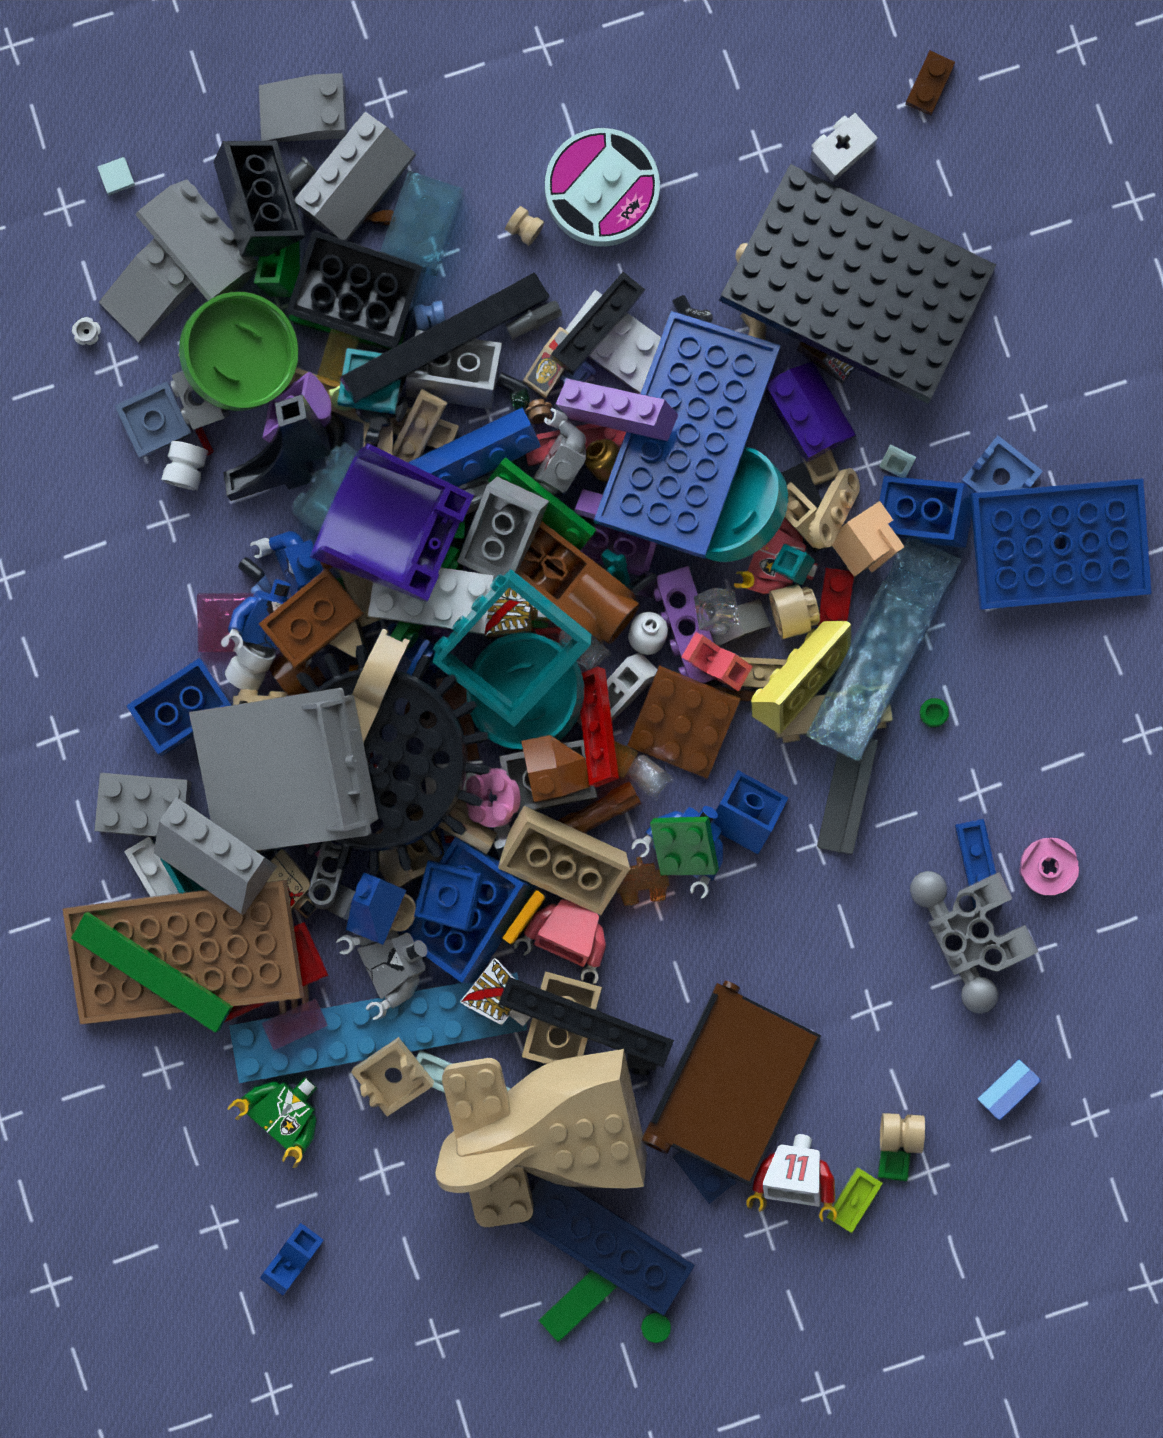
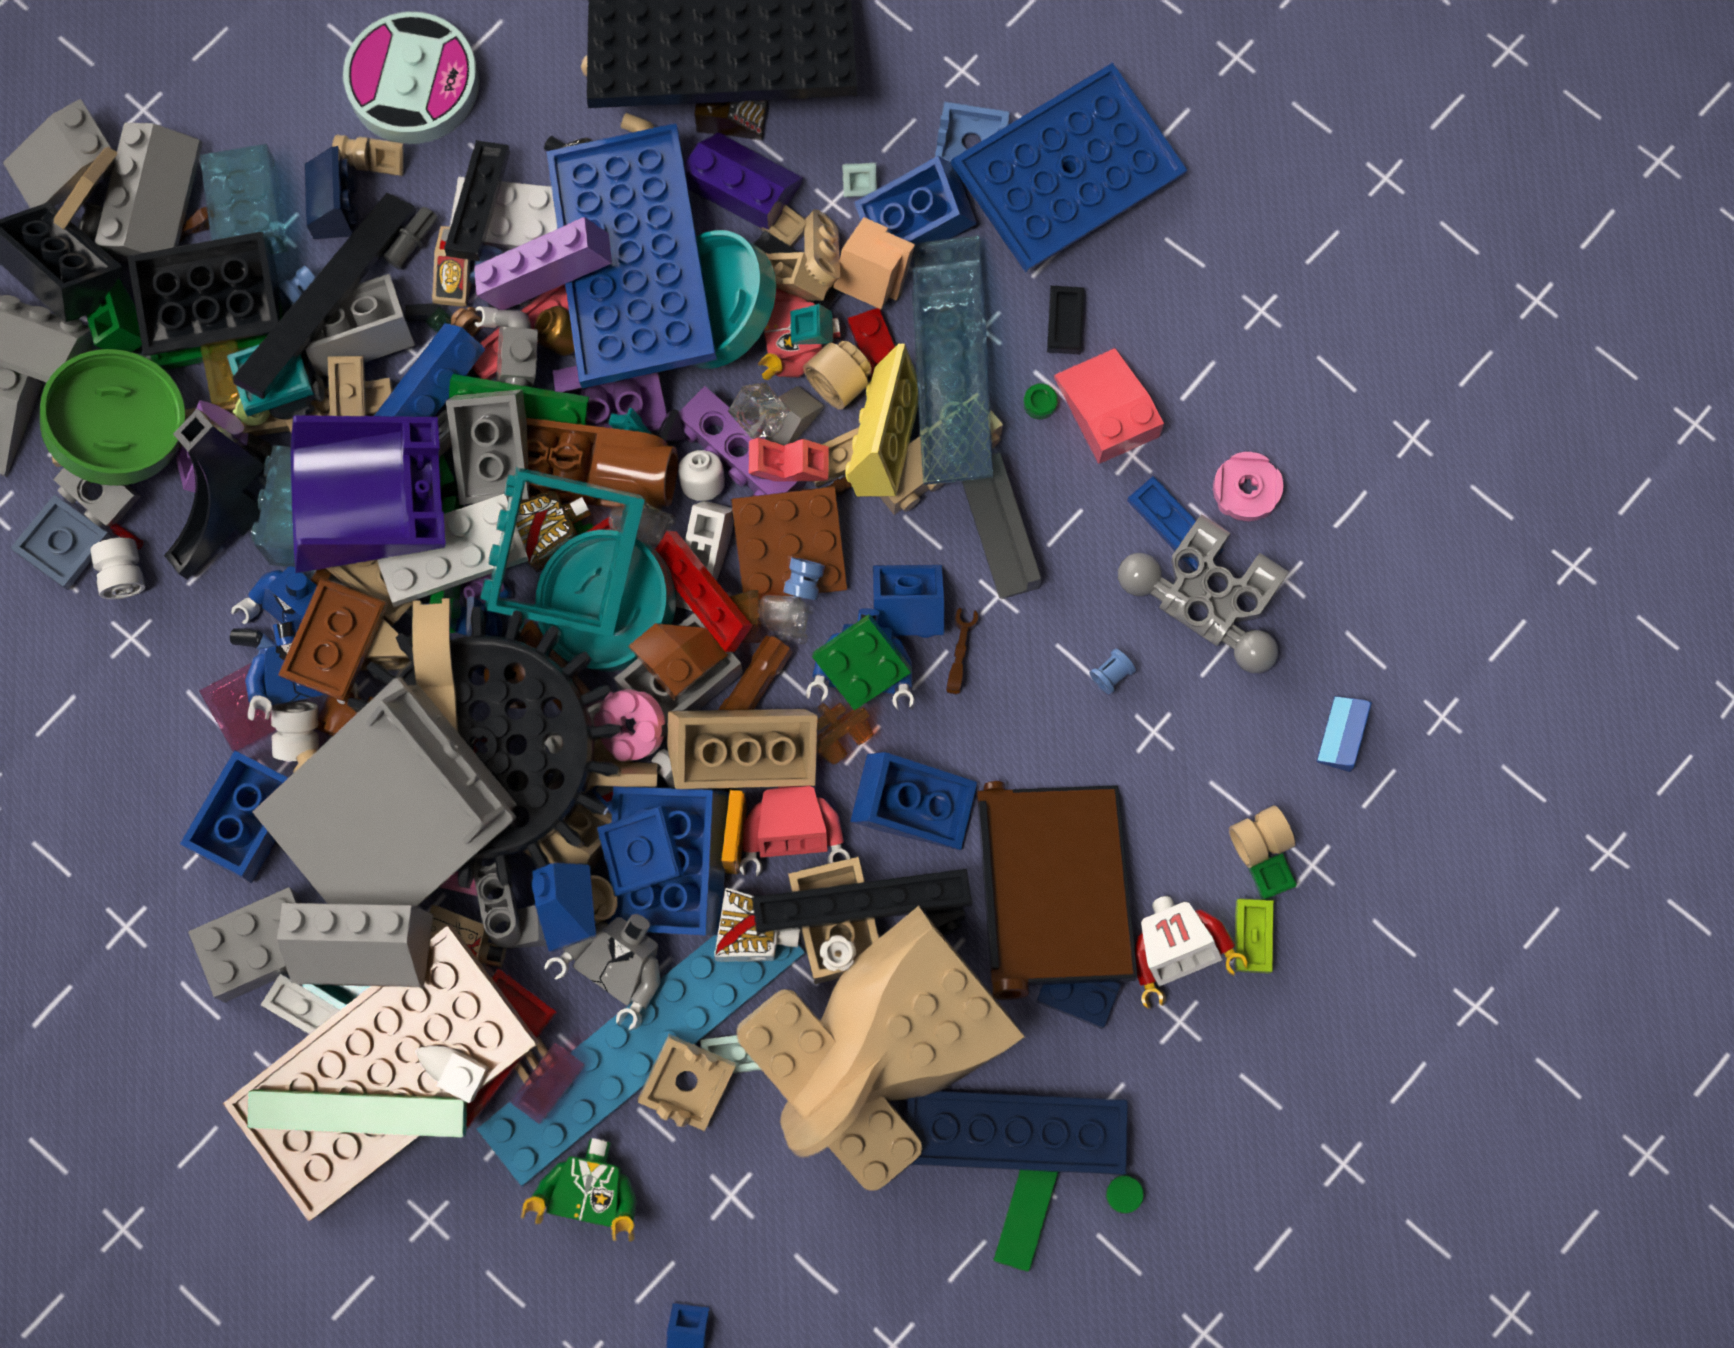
camera: 30 degrees left, 10 degrees down
(233, 981) = (453, 1070): none -> white plate
(309, 151) = (85, 187): none -> tan tile
(488, 254) = (329, 195): none -> dark blue slope
(548, 1058) = (829, 948): none -> white plate
(549, 243) = (386, 157): none -> tan slope
(666, 964) = (913, 800): none -> blue slope
(678, 757) = (801, 586): none -> medium blue wheel
(751, 887) = (956, 672): none -> reddish brown piece
(866, 950) = (1112, 671): none -> medium blue bush
(983, 744) = (1109, 405): none -> coral slope
(990, 659) = (1065, 320): none -> black tile

